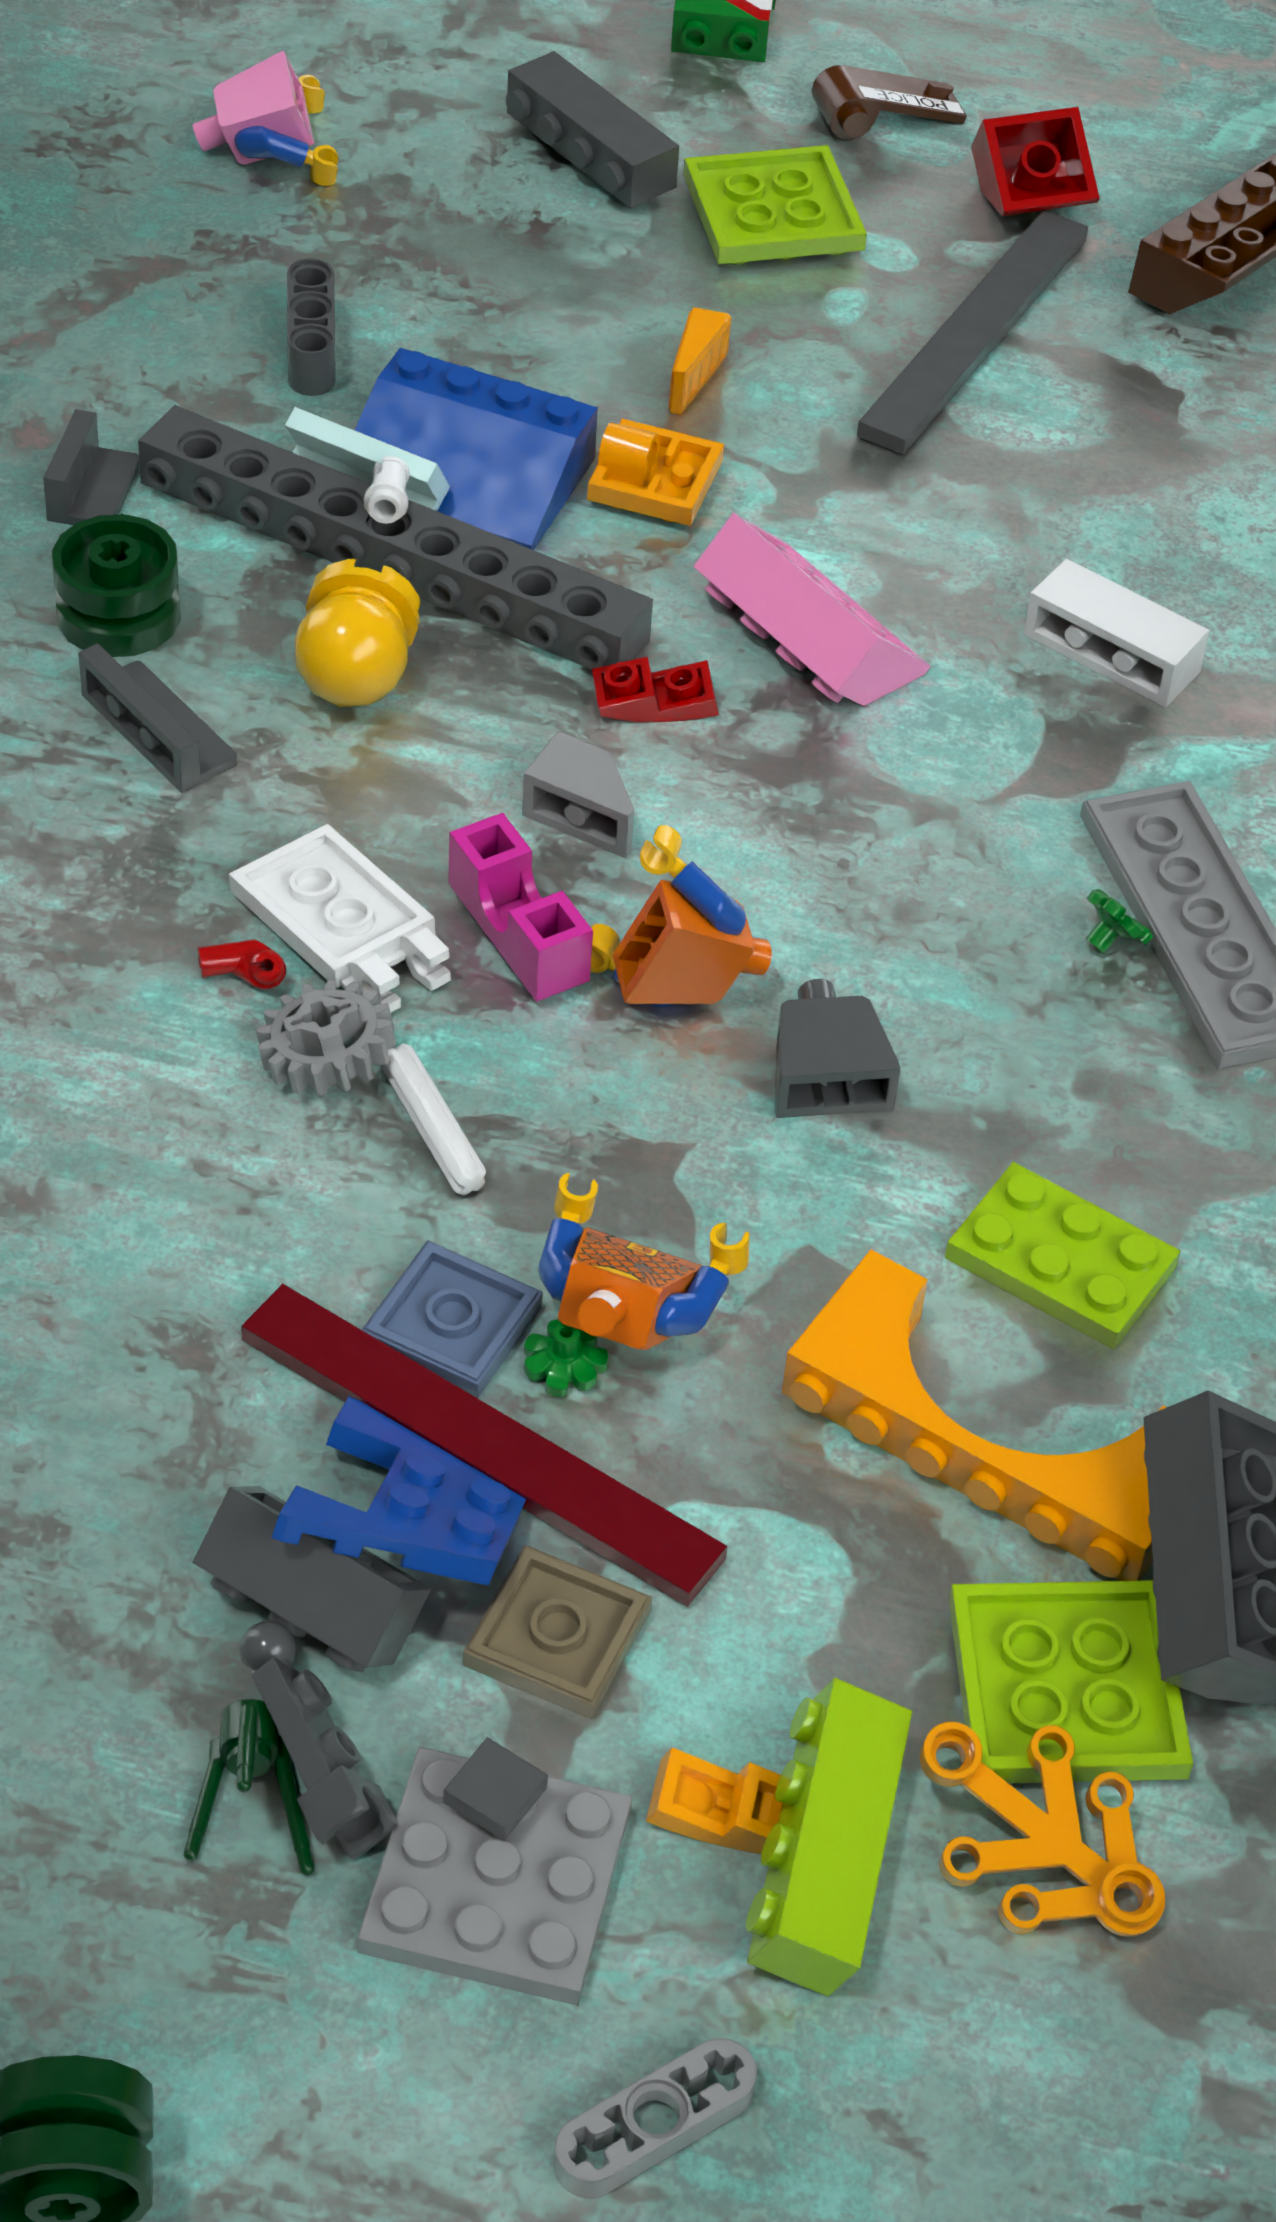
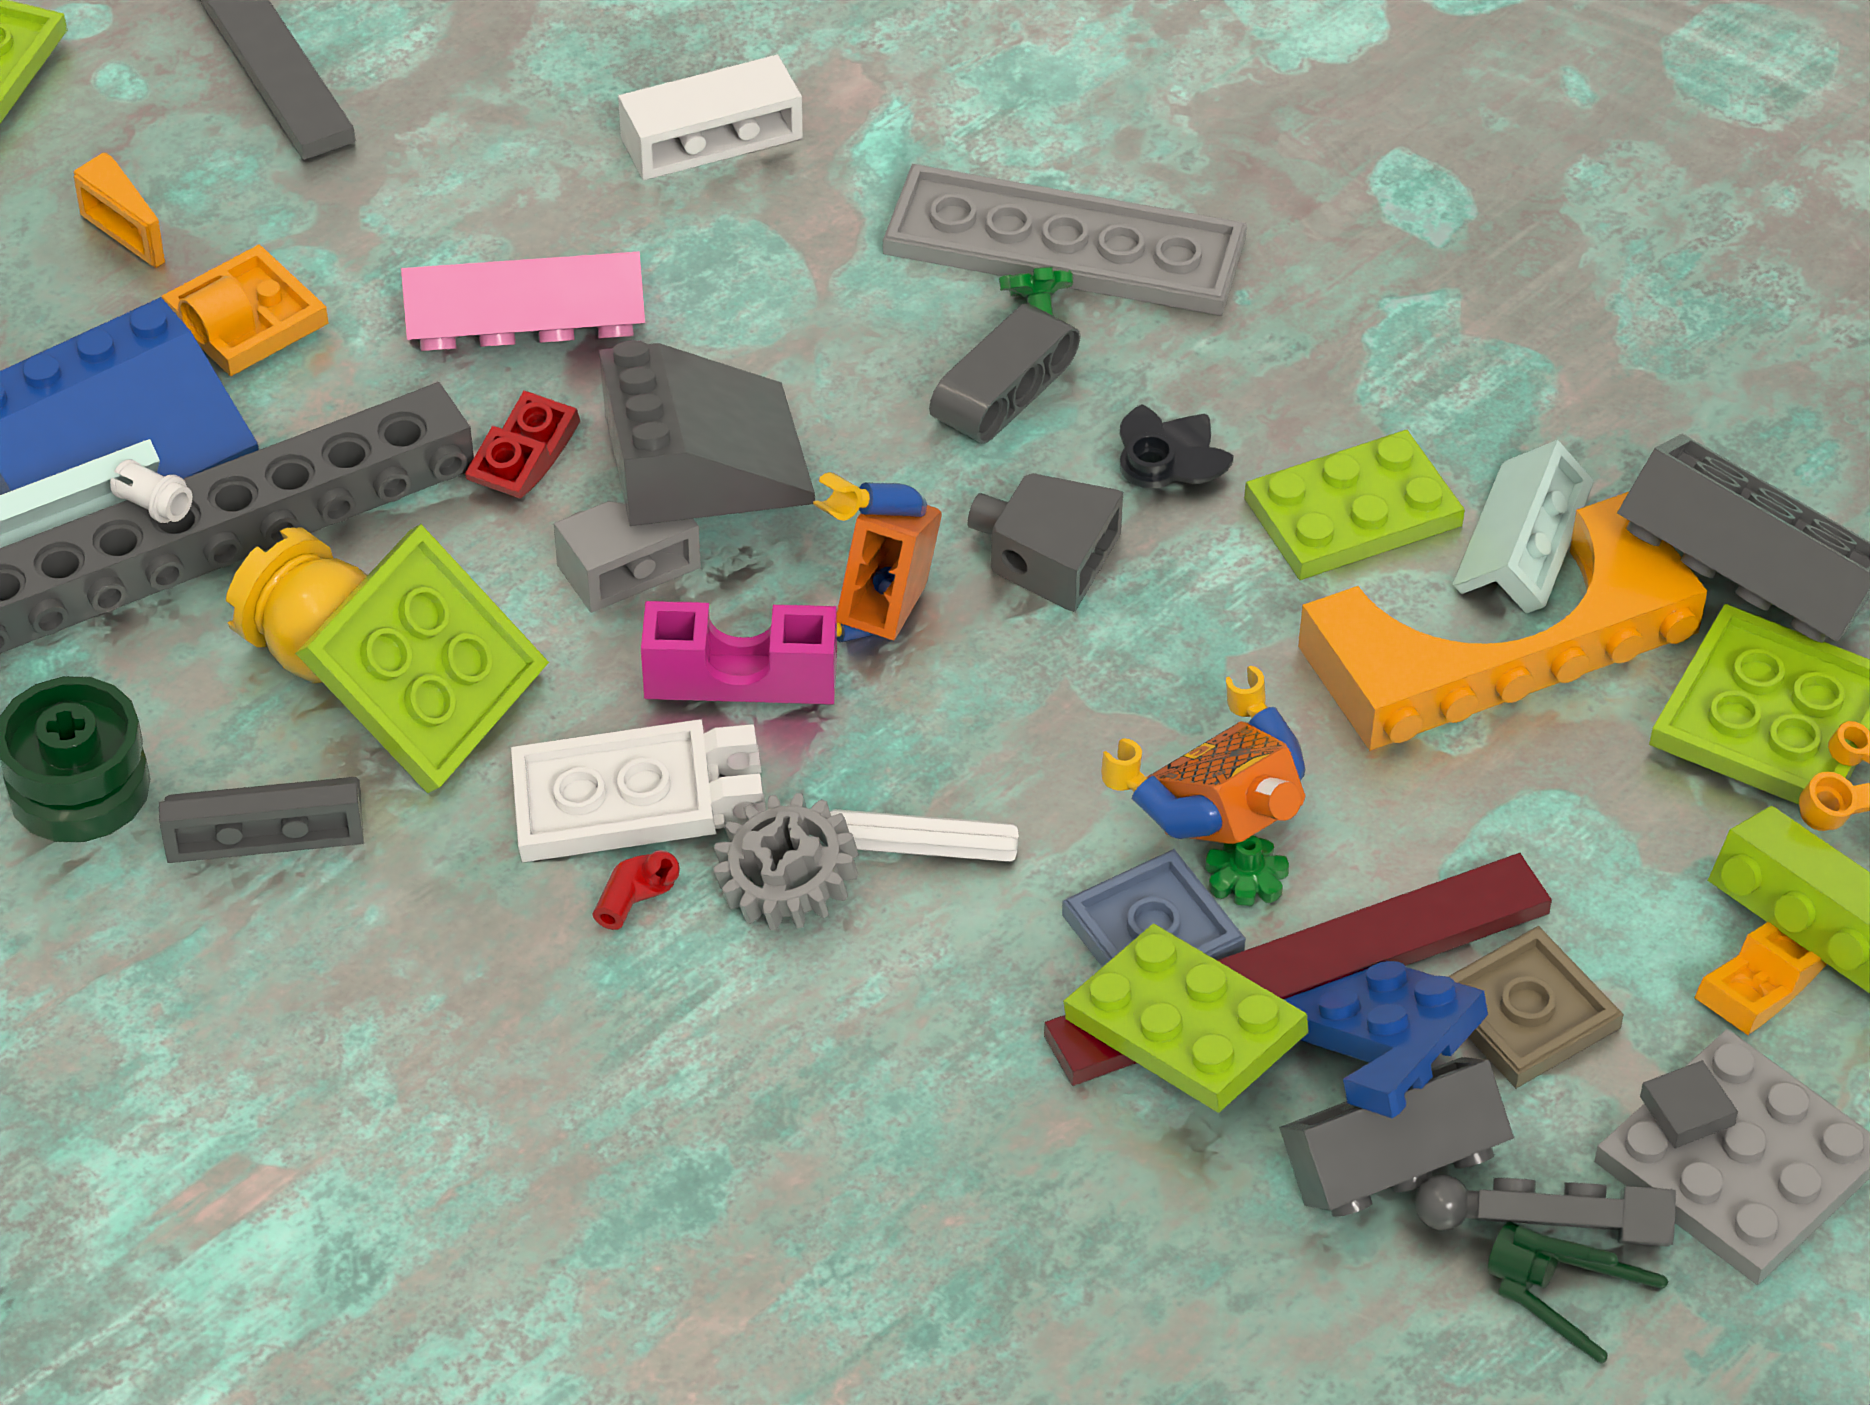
camera: 55 degrees left, 0 degrees up
(334, 1368) = (1186, 1017): none -> lime plate
(349, 717) = (423, 658): none -> lime plate
(725, 768) = (698, 436): none -> dark grey slope
(995, 943) = (1004, 373): none -> dark grey beam
(1011, 1095) = (1169, 450): none -> black plate
(1114, 1394) = (1526, 526): none -> light aqua panel

